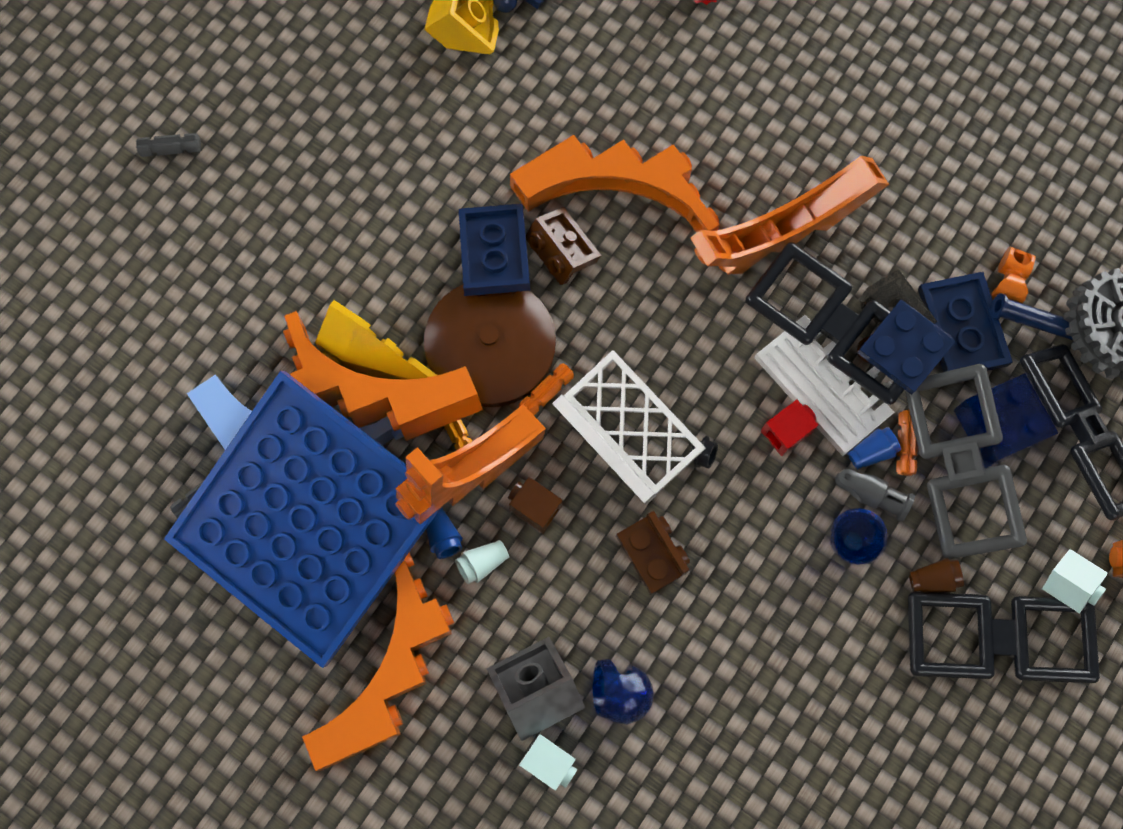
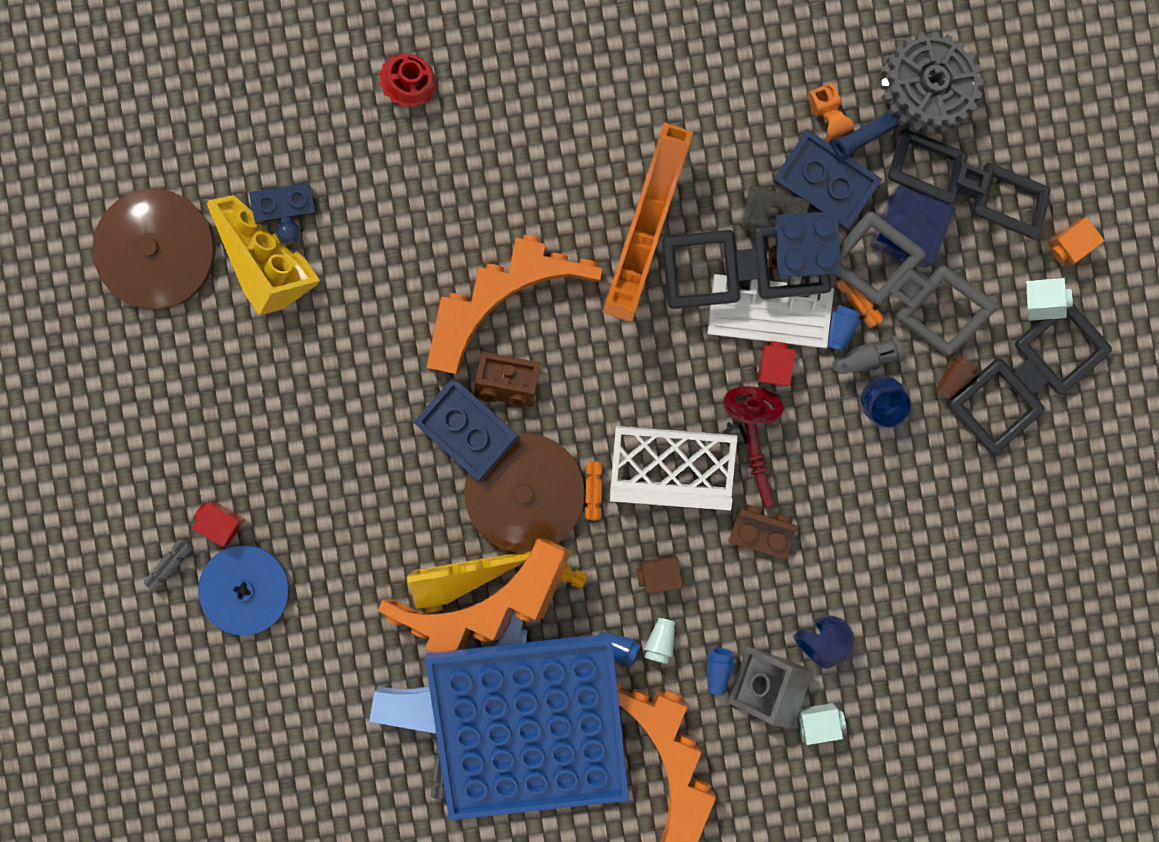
camera: 40 degrees left, 15 degrees up
(179, 221) = (223, 601): none -> blue piece
(236, 147) = (217, 523): none -> red brick
(478, 463) = (602, 599): orange arch -> none
(506, 631) = (719, 669): none -> blue cone
(733, 446) = (754, 416): none -> dark red dish

